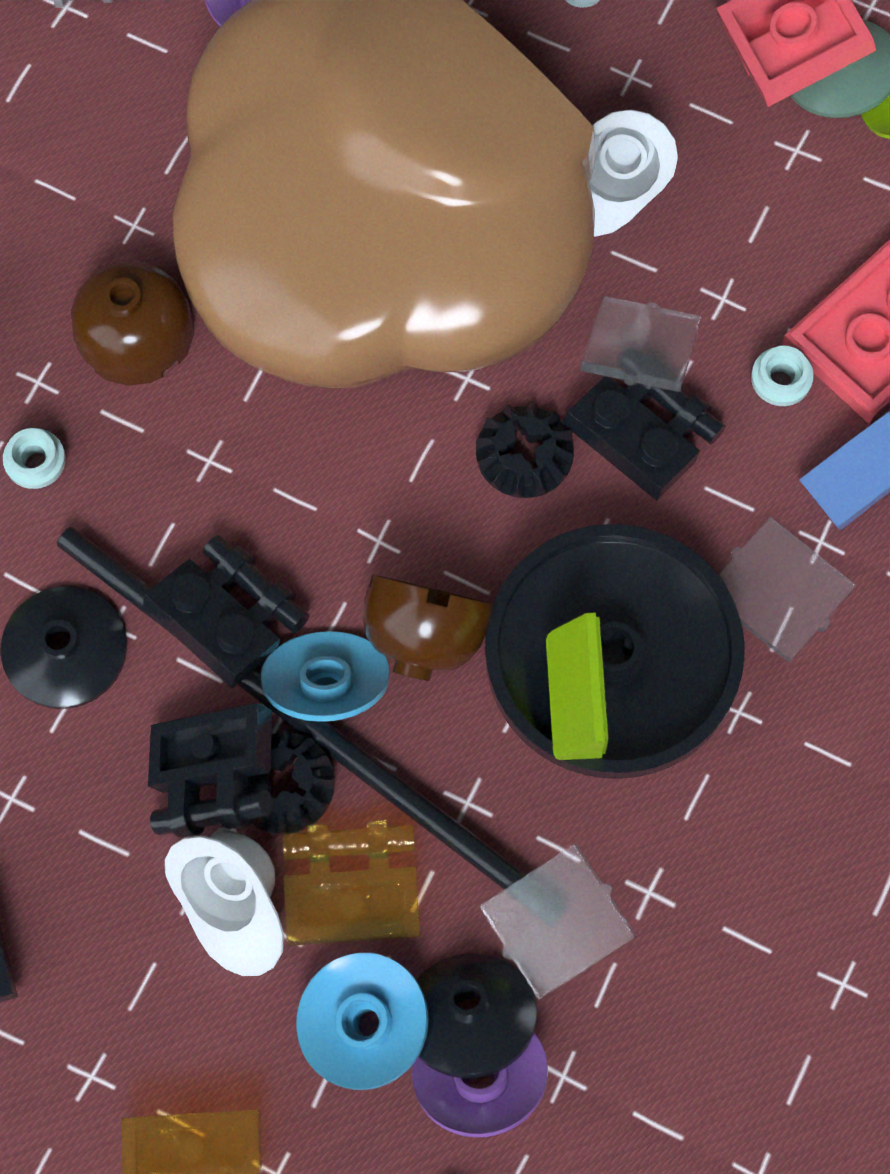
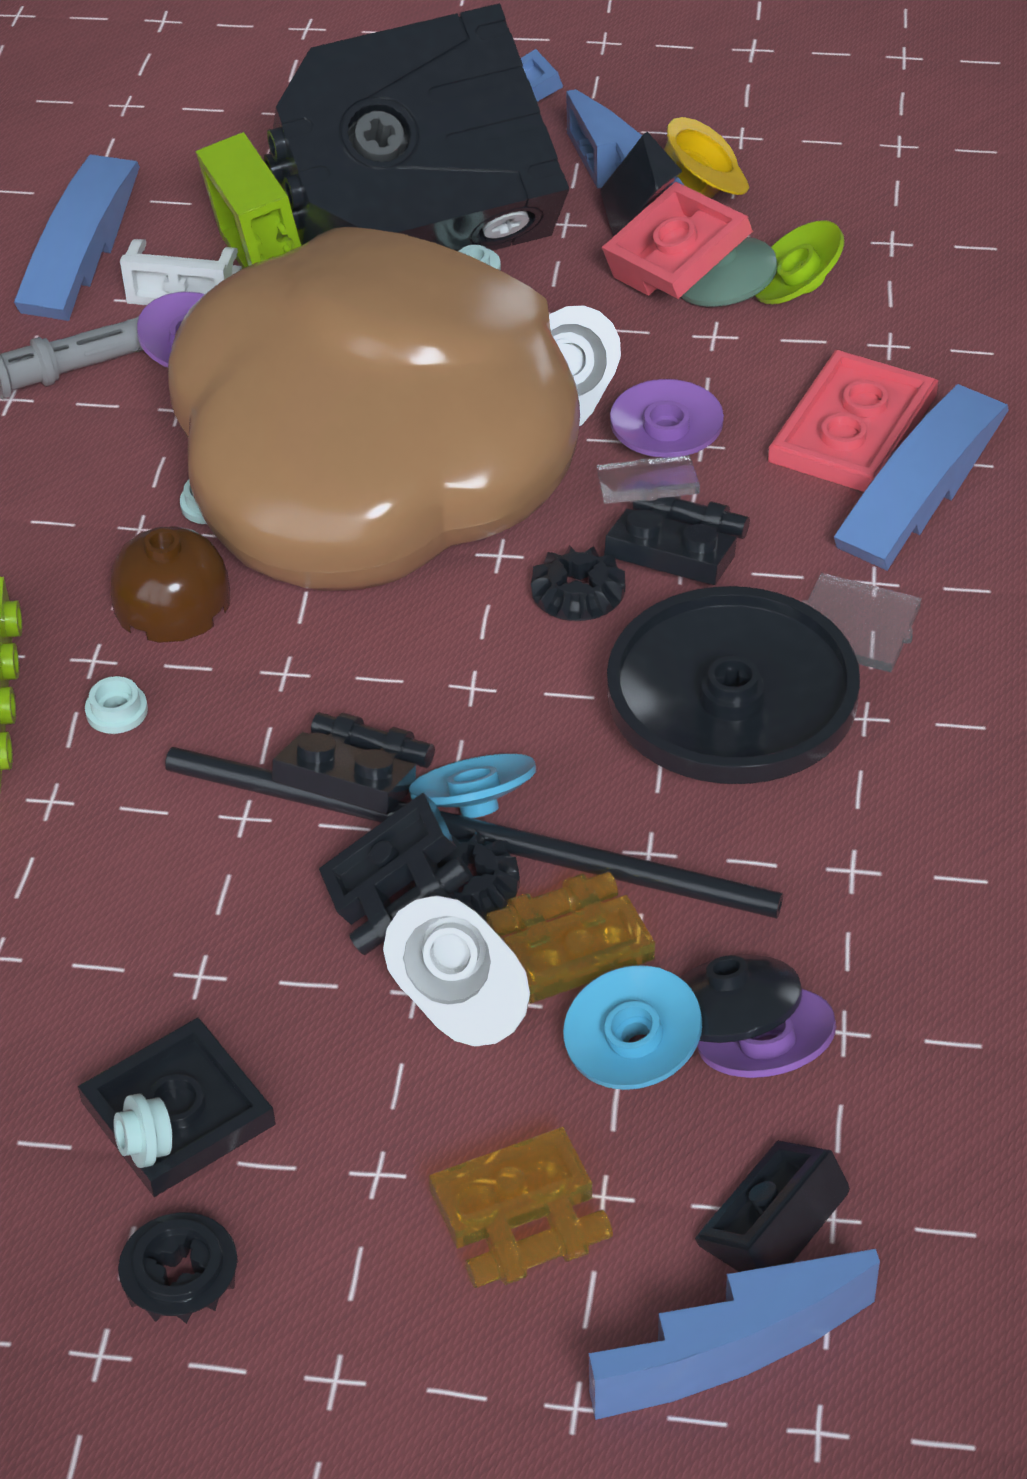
camera: 20 degrees left, 25 degrees down
(79, 670) = (203, 845): black dish -> none
(423, 626) = (548, 707): reddish brown cylinder -> none
(557, 921) = (780, 899): clear piece -> none
(577, 689) = (719, 699): lime slope -> none
(696, 243) = (666, 418): none -> medium lavender dish
(785, 360) = (781, 473): light aqua plate -> none

